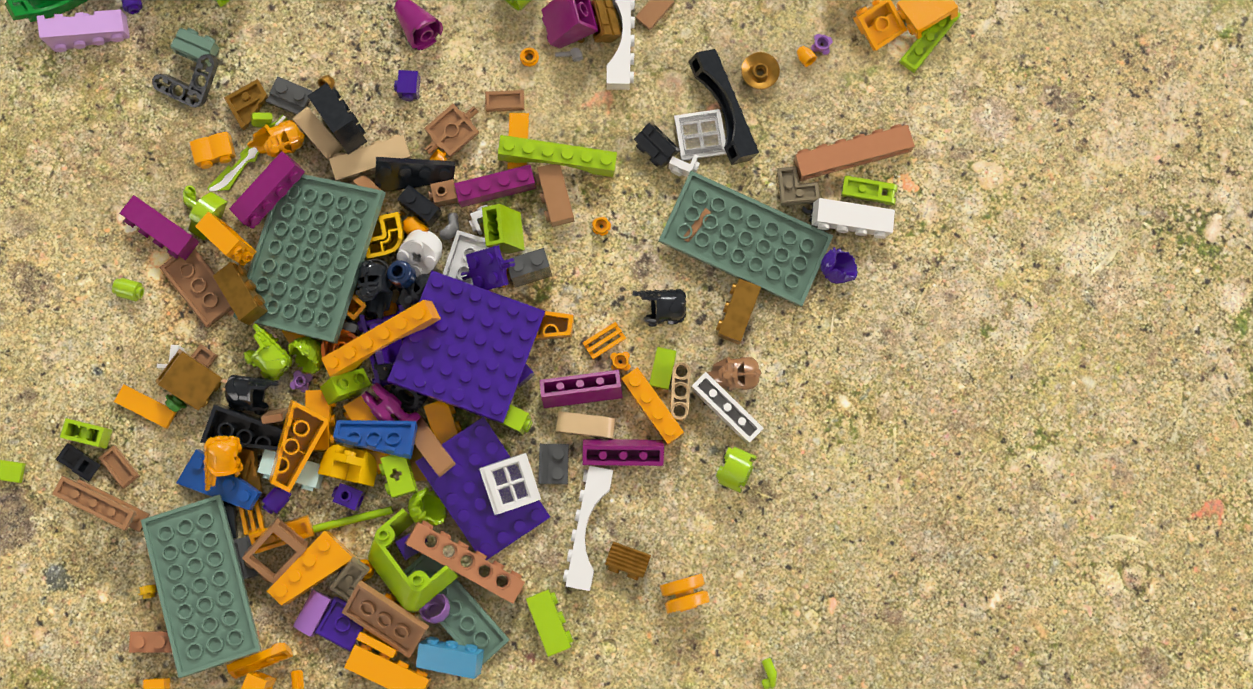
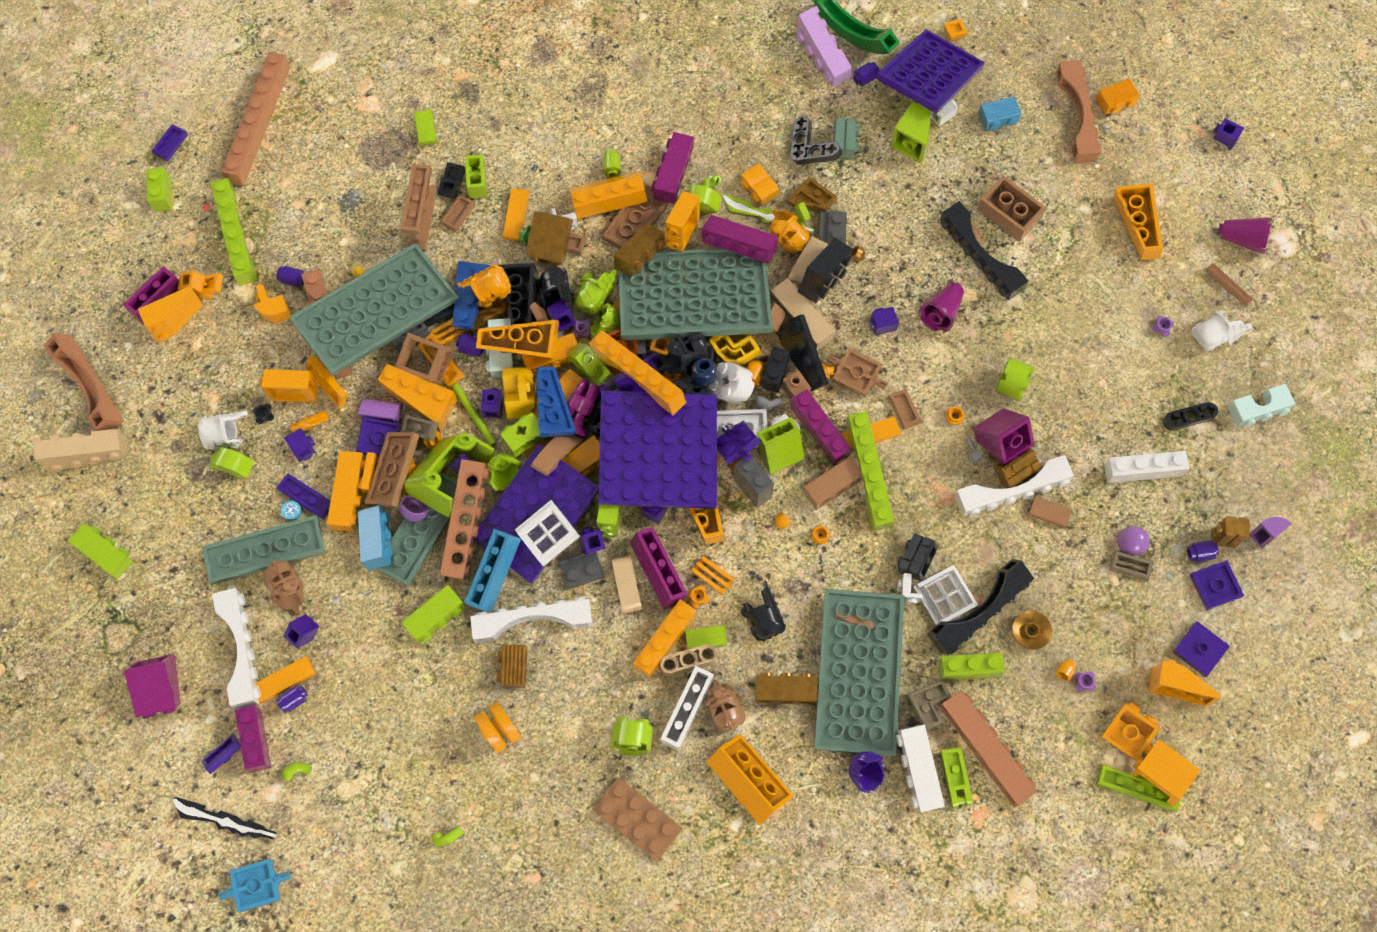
camera: 70 degrees right, 10 degrees down
(123, 665) = (290, 276): none -> dark purple brick
(162, 303) = (608, 195): none -> light orange slope
(280, 395) = (560, 312): none -> dark purple brick
(528, 549) = (492, 570): none -> dark azure brick
(530, 443) = (591, 540): none -> dark purple brick
(574, 256) = (782, 521): none -> light orange hinge
(623, 452) = (612, 626): magenta brick -> none
(775, 137) = (971, 666): none -> lime brick
(810, 374) = (749, 779): none -> light orange slope
(811, 490) = (637, 819): none -> medium nougat plate

